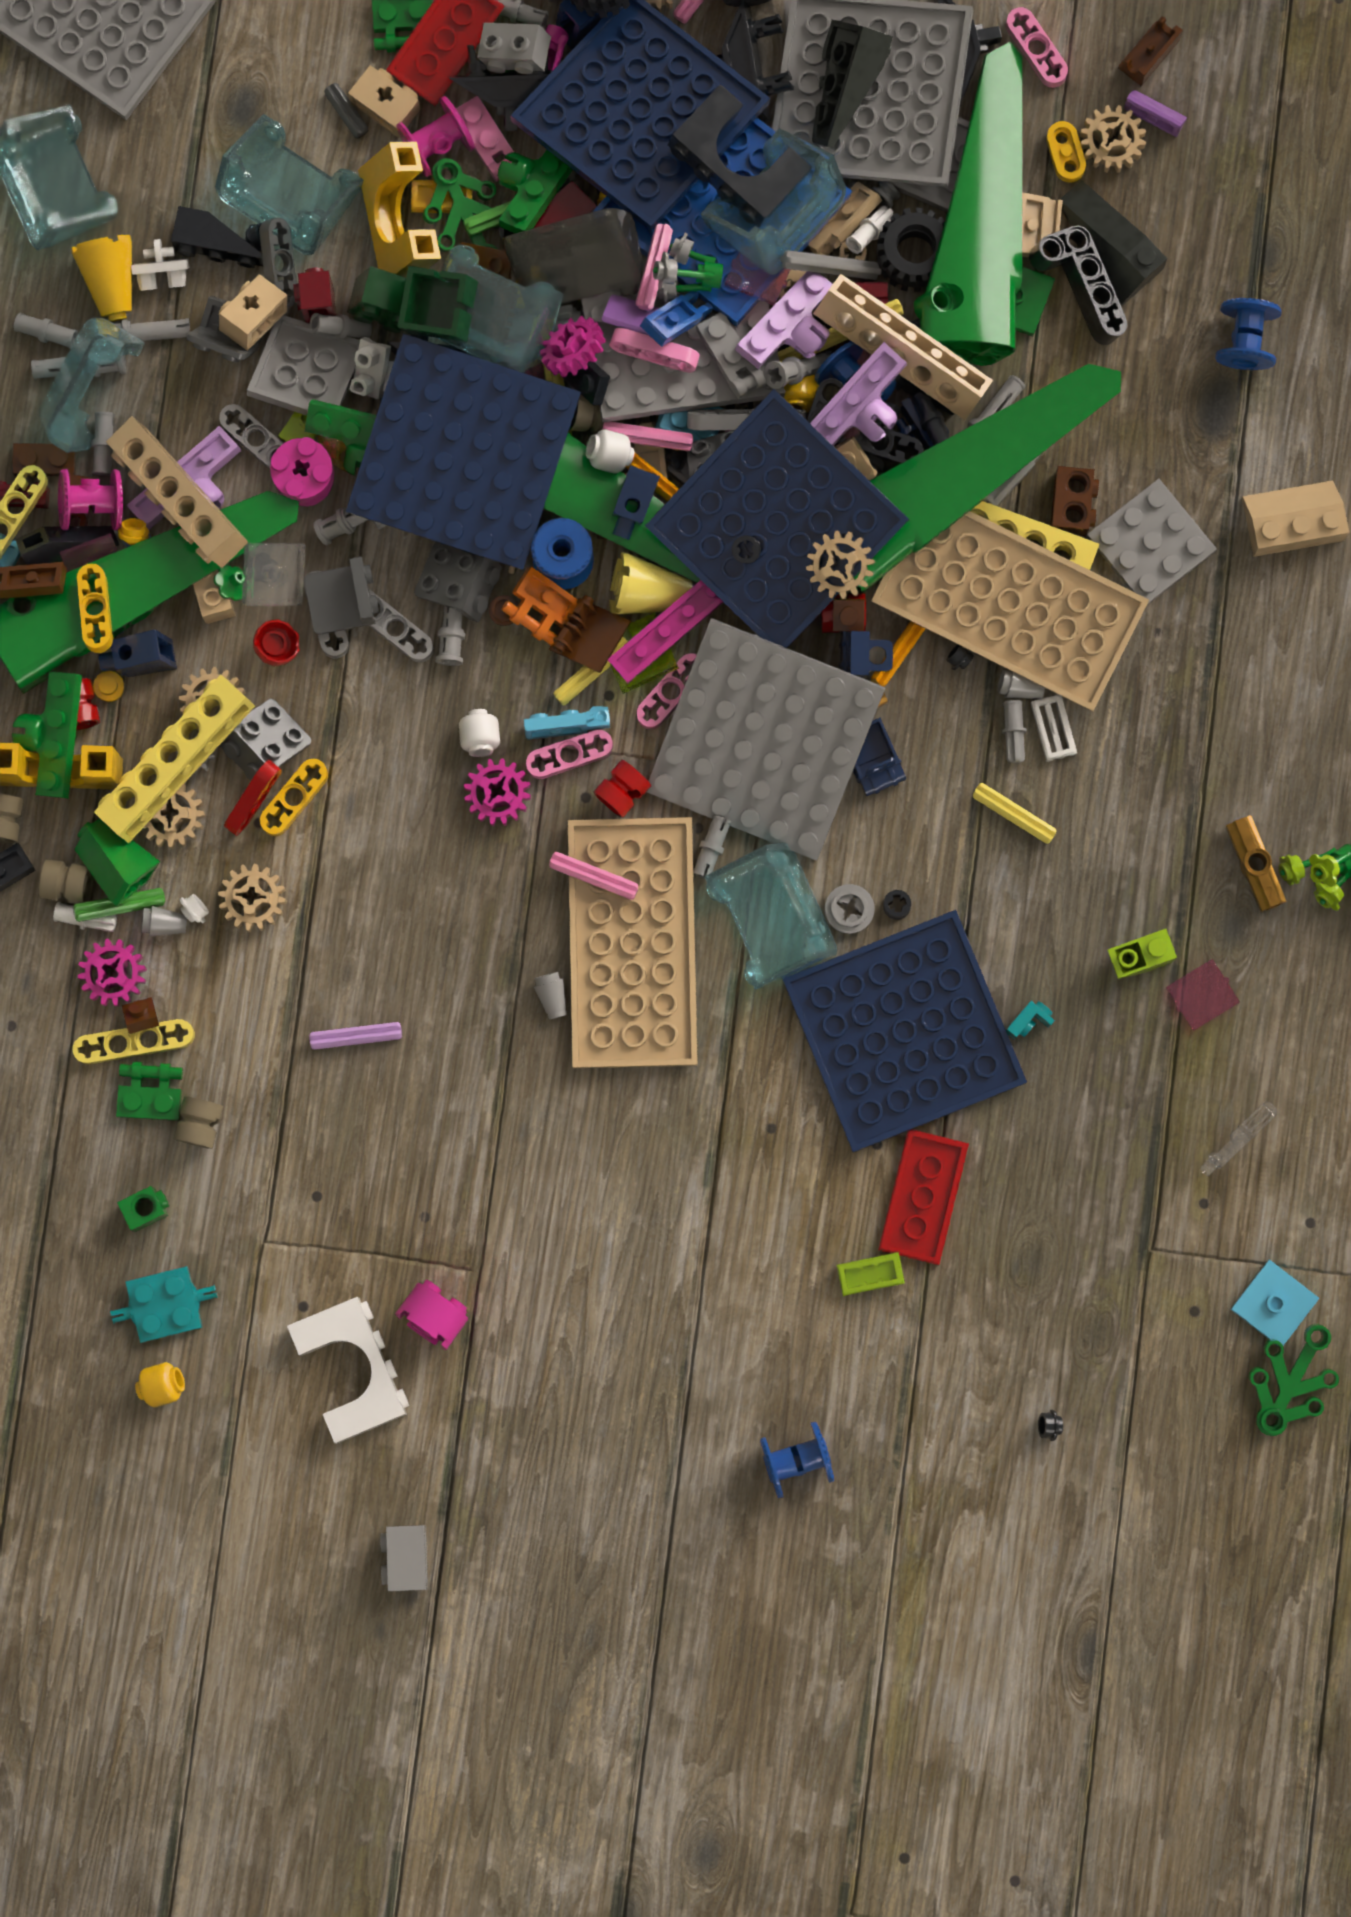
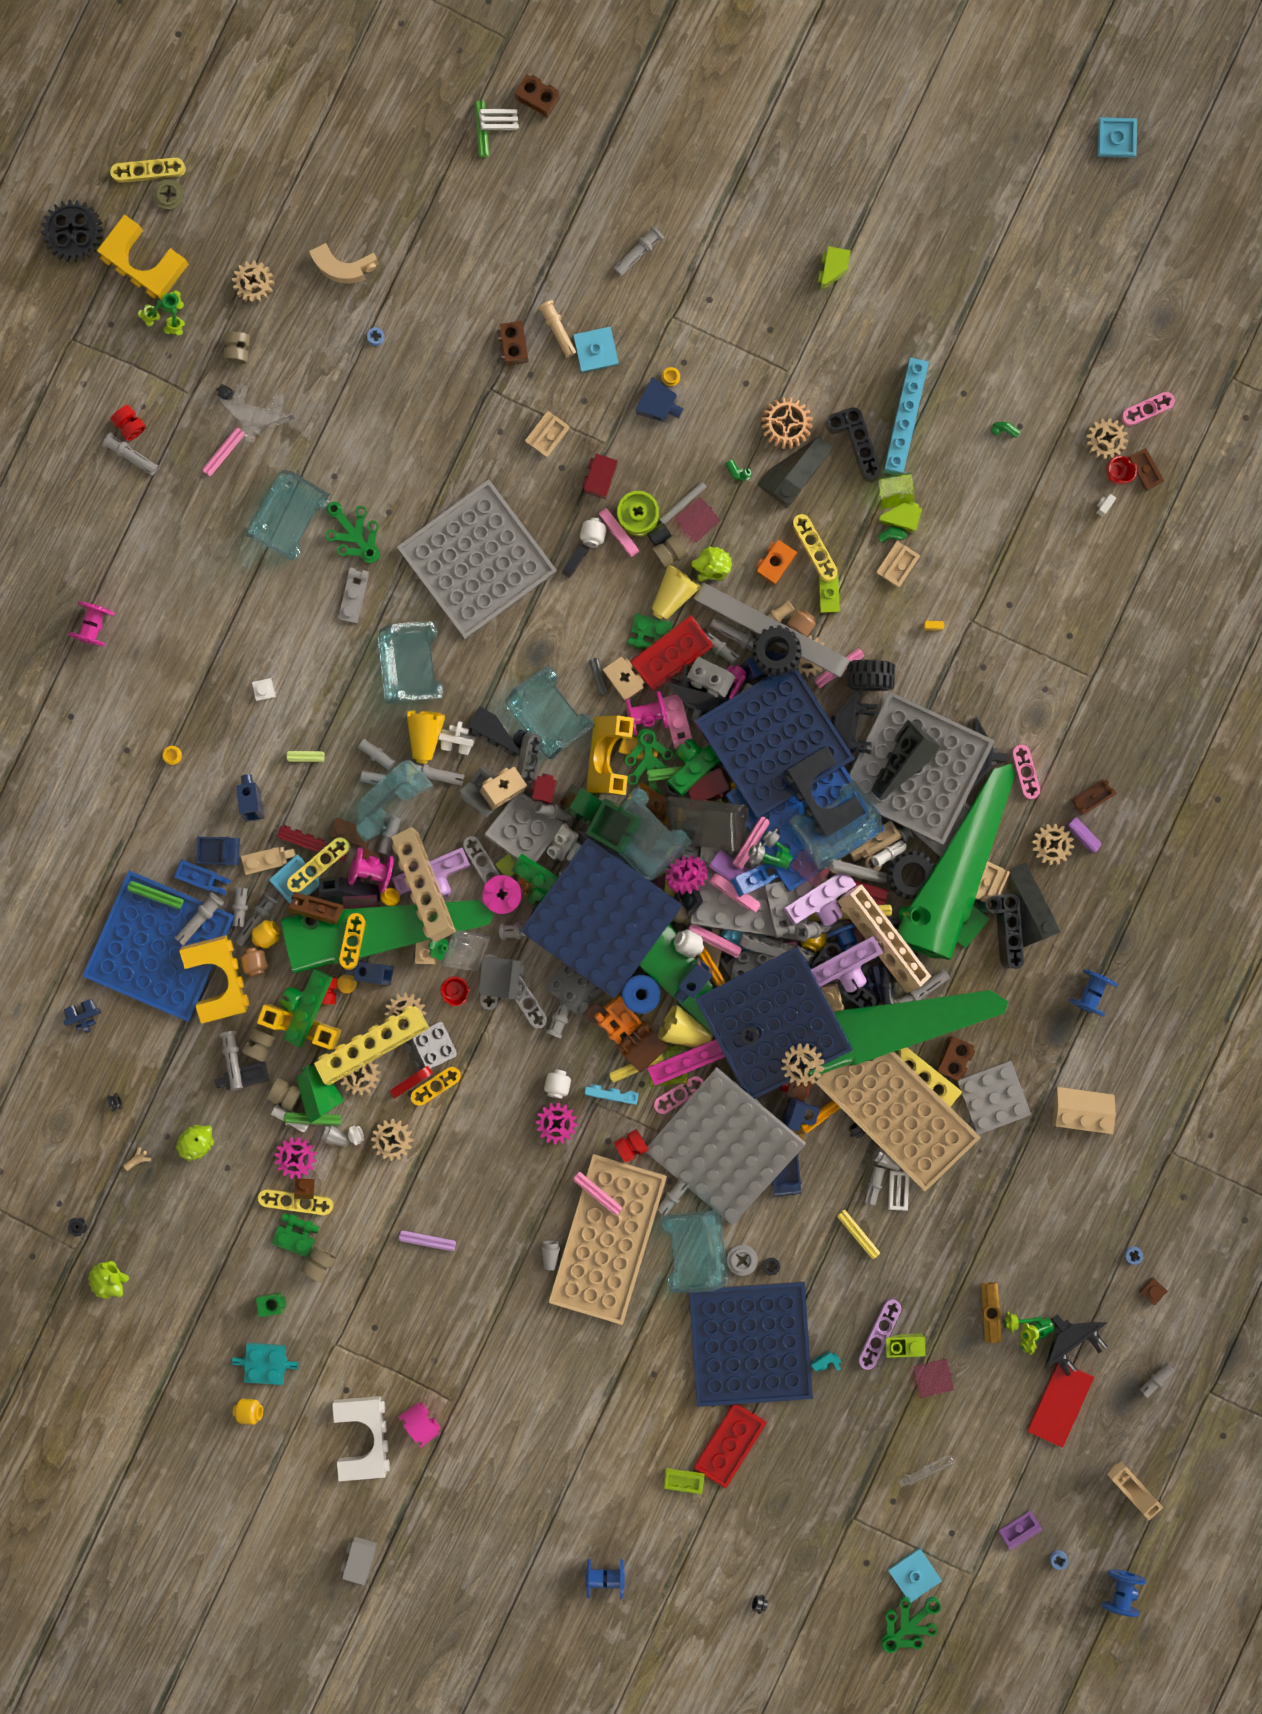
camera: 10 degrees right, 5 degrees up
(574, 742) = (601, 1106): bright pink beam -> none
(1066, 153) = (1023, 843): yellow plate -> none
(1093, 952) = (876, 1332): none -> lavender beam

